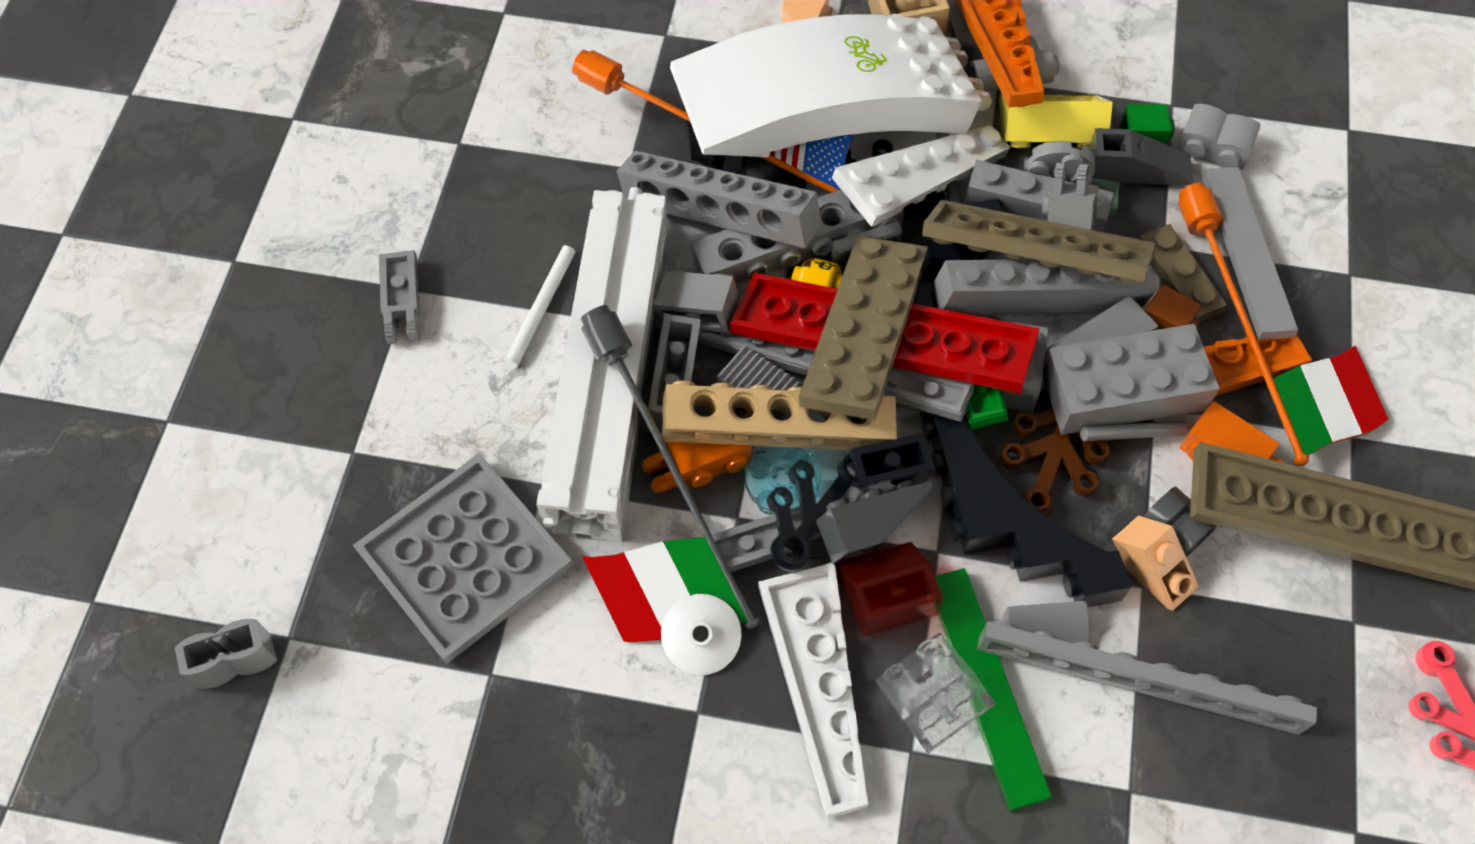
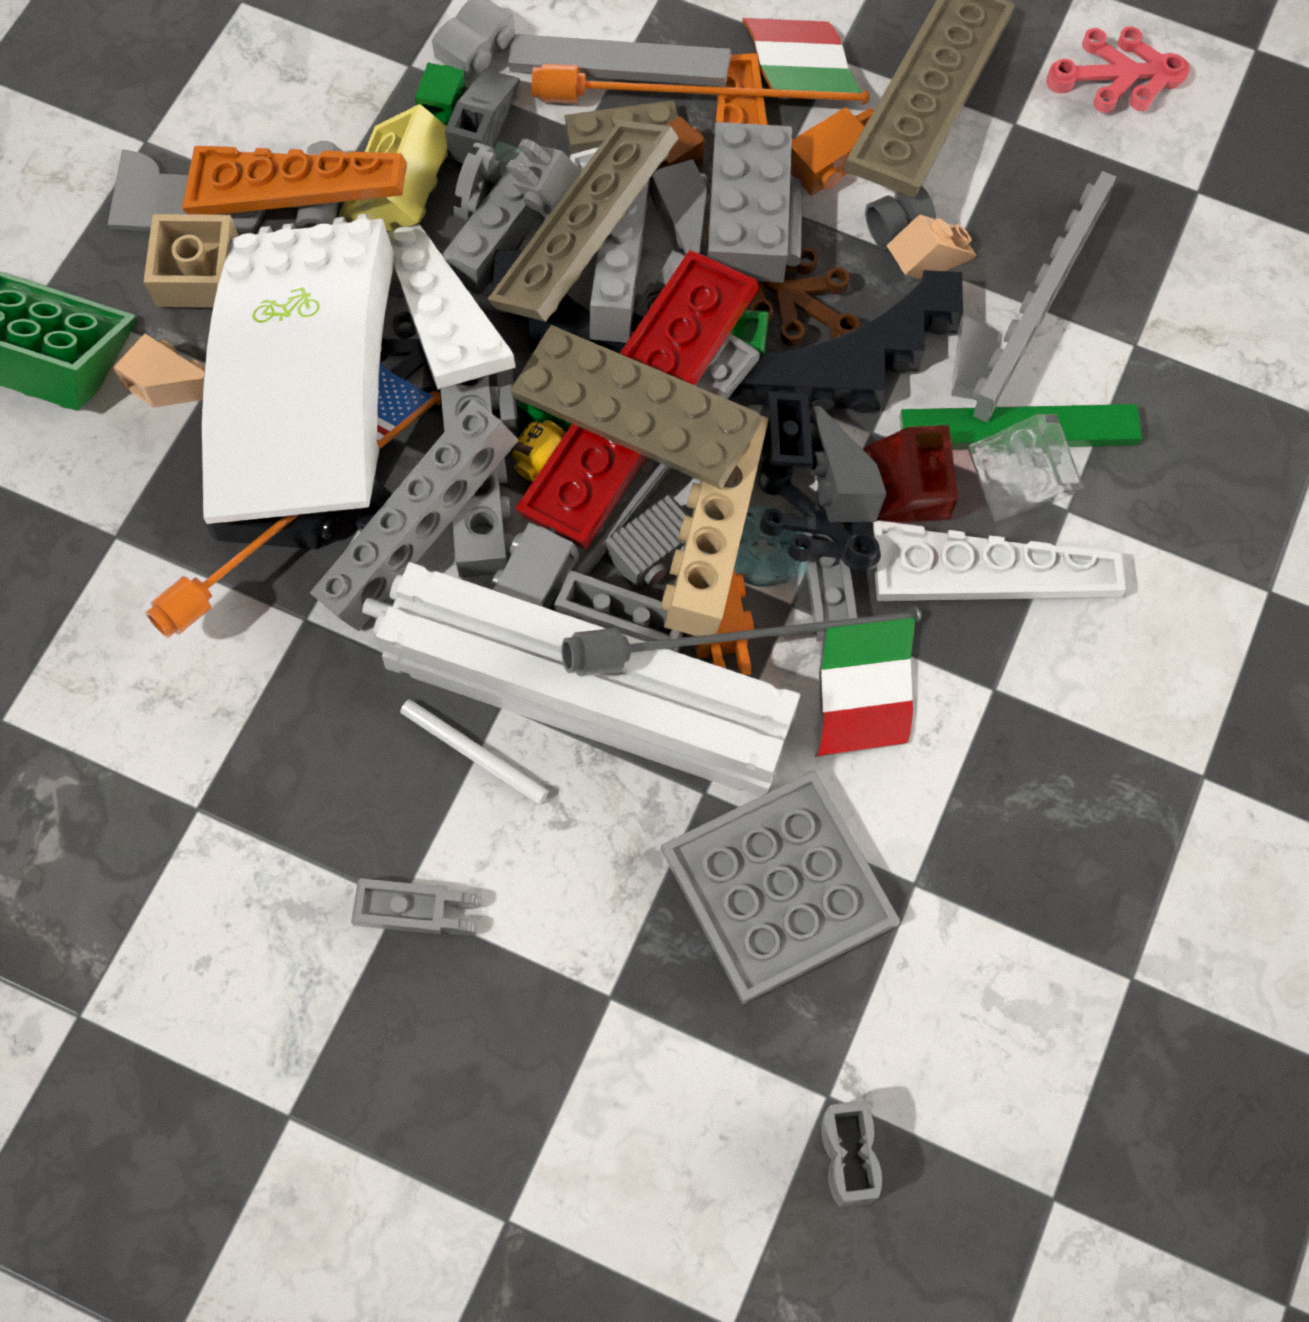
camera: 80 degrees left, 5 degrees up
(716, 650) = (908, 674): white dish -> none

